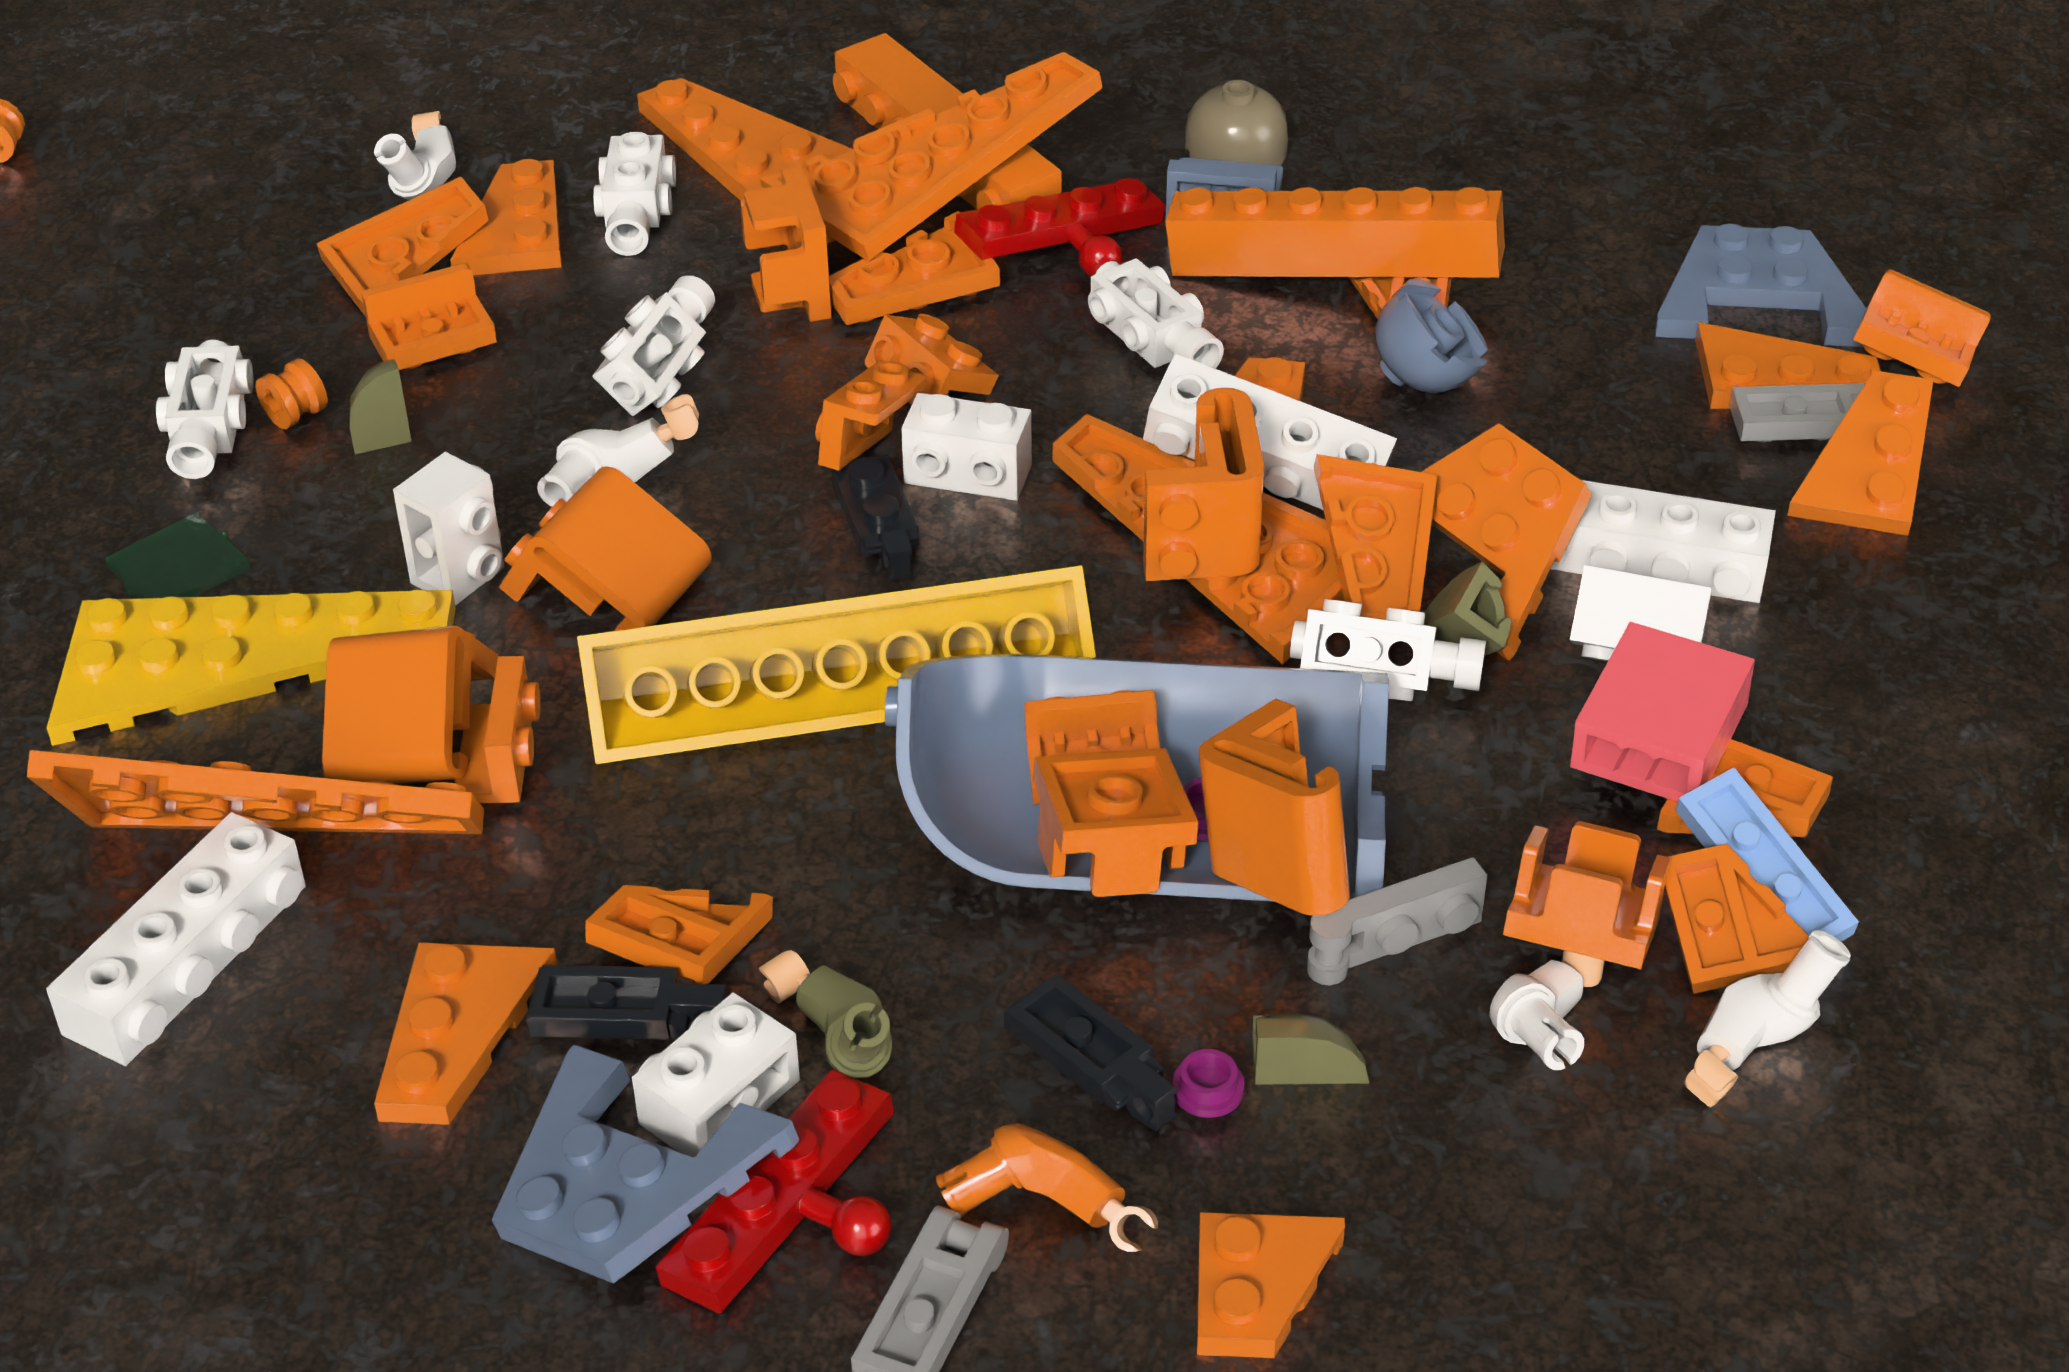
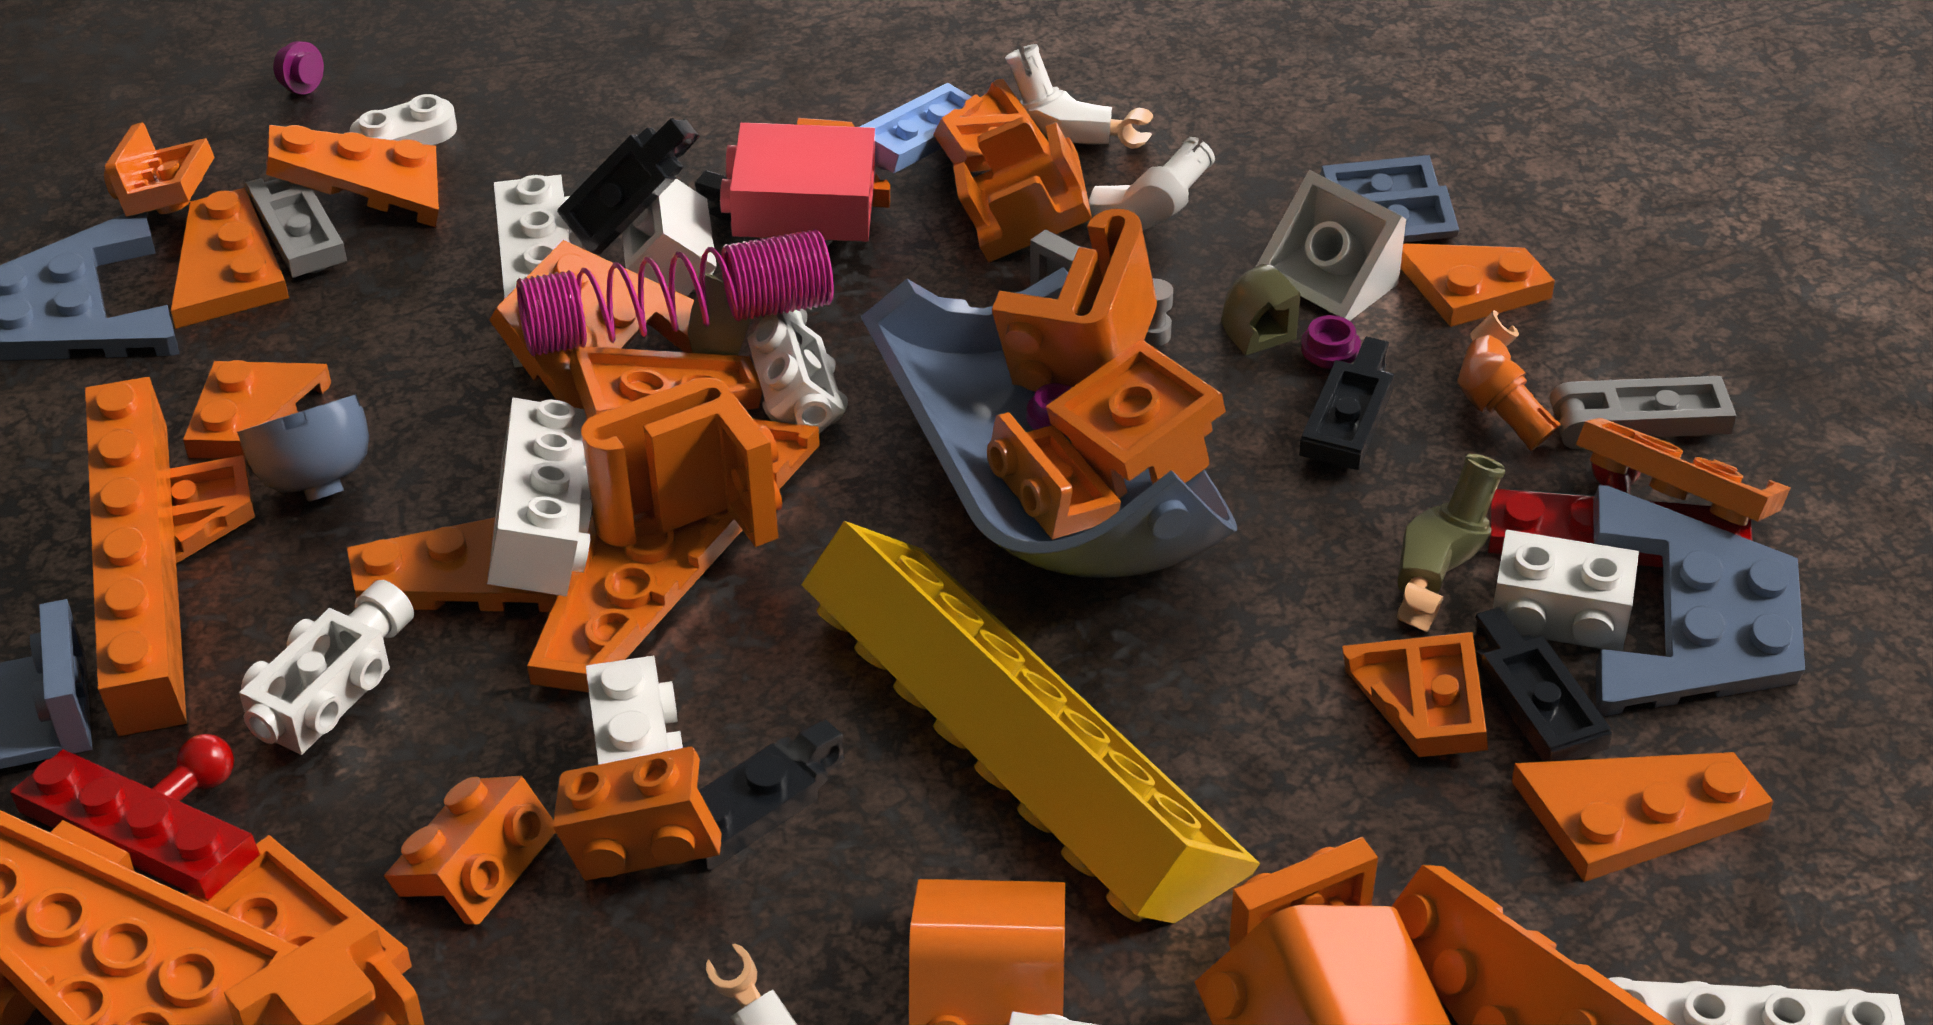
camera: 115 degrees left, 0 degrees up
(762, 1223) = (1621, 447): none -> orange wing
(1356, 1148) = (1337, 247): none -> white slope
(1441, 567) = (757, 277): none -> dark pink piece
(1444, 1262) = (1404, 187): none -> sand blue slope
(1544, 350) = (244, 396): none -> orange wing
(1672, 553) = (627, 184): none -> black hinge
(1969, 517) = (421, 119): none -> white plate

